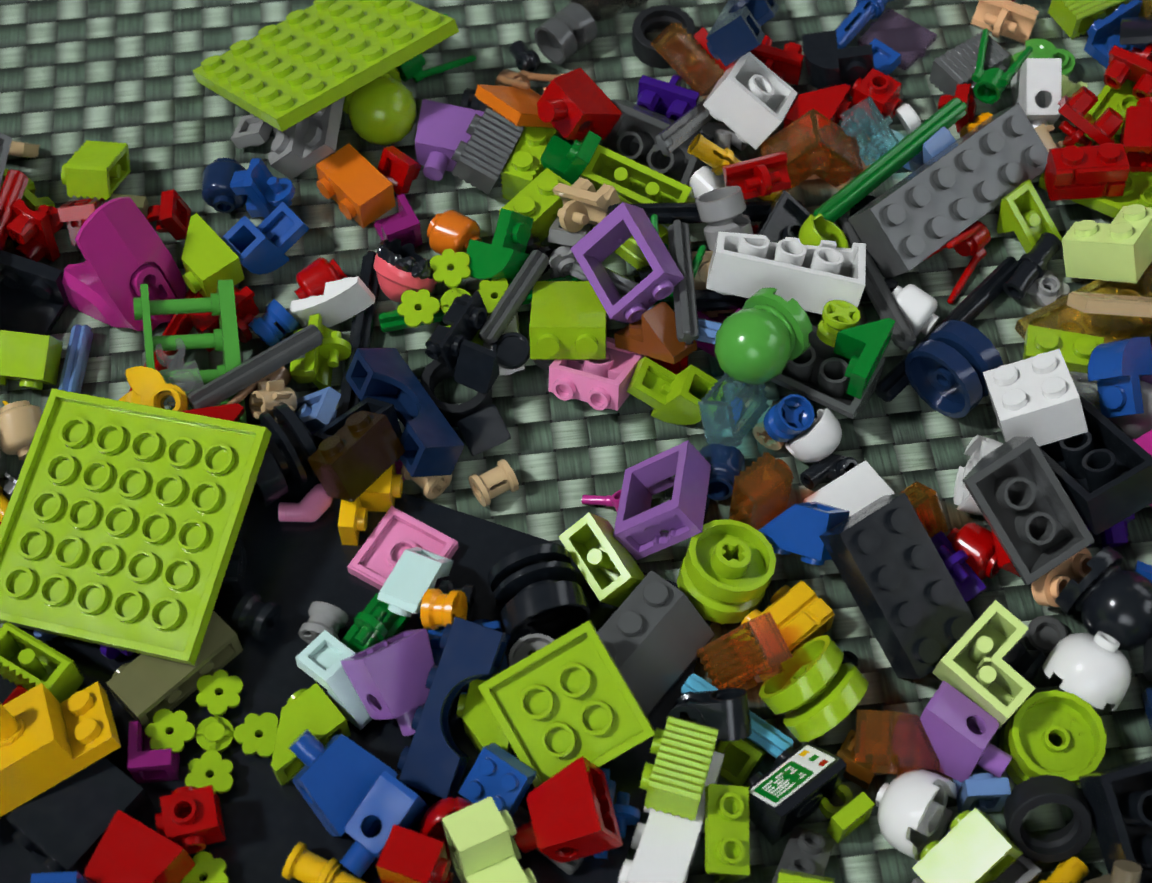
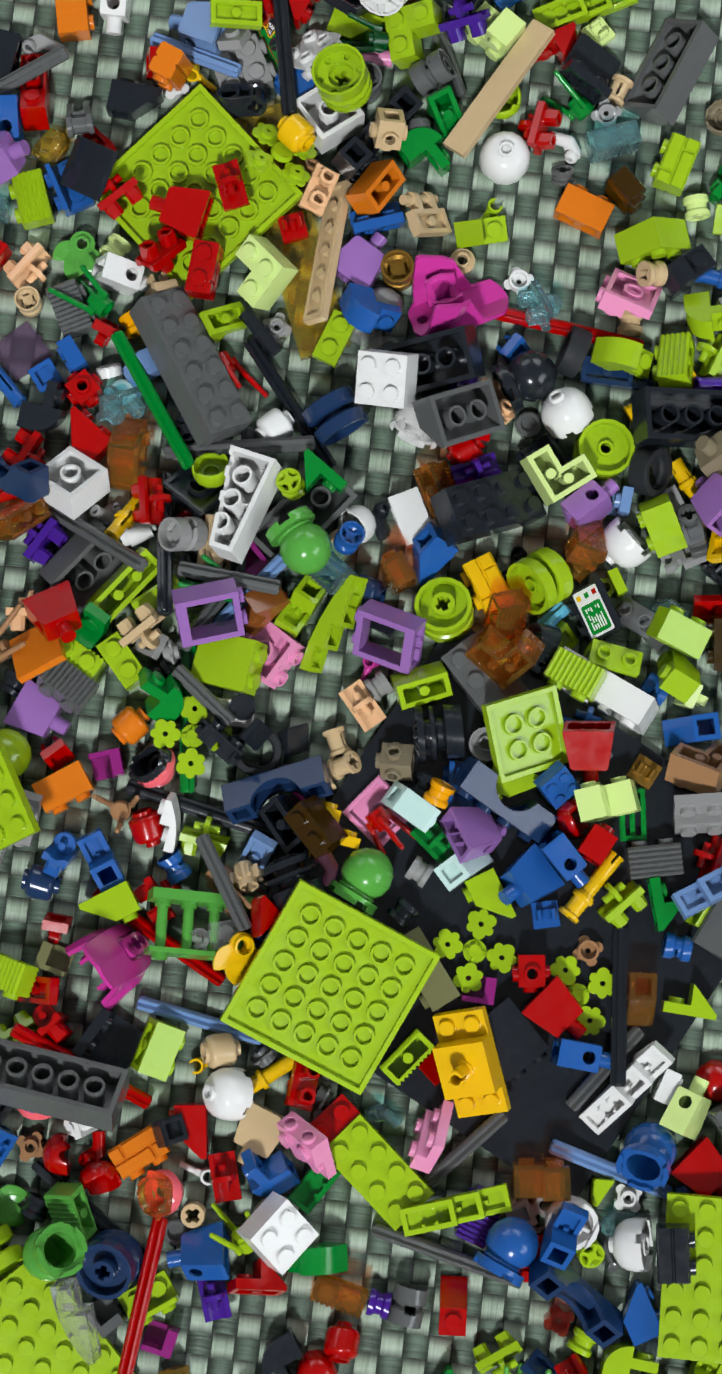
camera: 75 degrees left, 25 degrees up
(290, 825) = (545, 914): none -> blue tile
(296, 544) = (364, 876): none -> bright green tile
(337, 248) = (119, 810): none -> medium nougat plant
(384, 547) = (379, 820): none -> red plant
(472, 495) = (348, 763): none -> tan bush
(477, 551) = (396, 761): none -> dark tan brick
(553, 499) = (362, 705): none -> light nougat hips
(584, 504) = (378, 686): none -> light grey wheel
(660, 429) = (330, 627): none -> lime slope
(678, 655) = (502, 658): none -> clear orange brick
(916, 76) = (69, 351): none -> blue piece
(961, 24) = (24, 297): none -> tan wheel

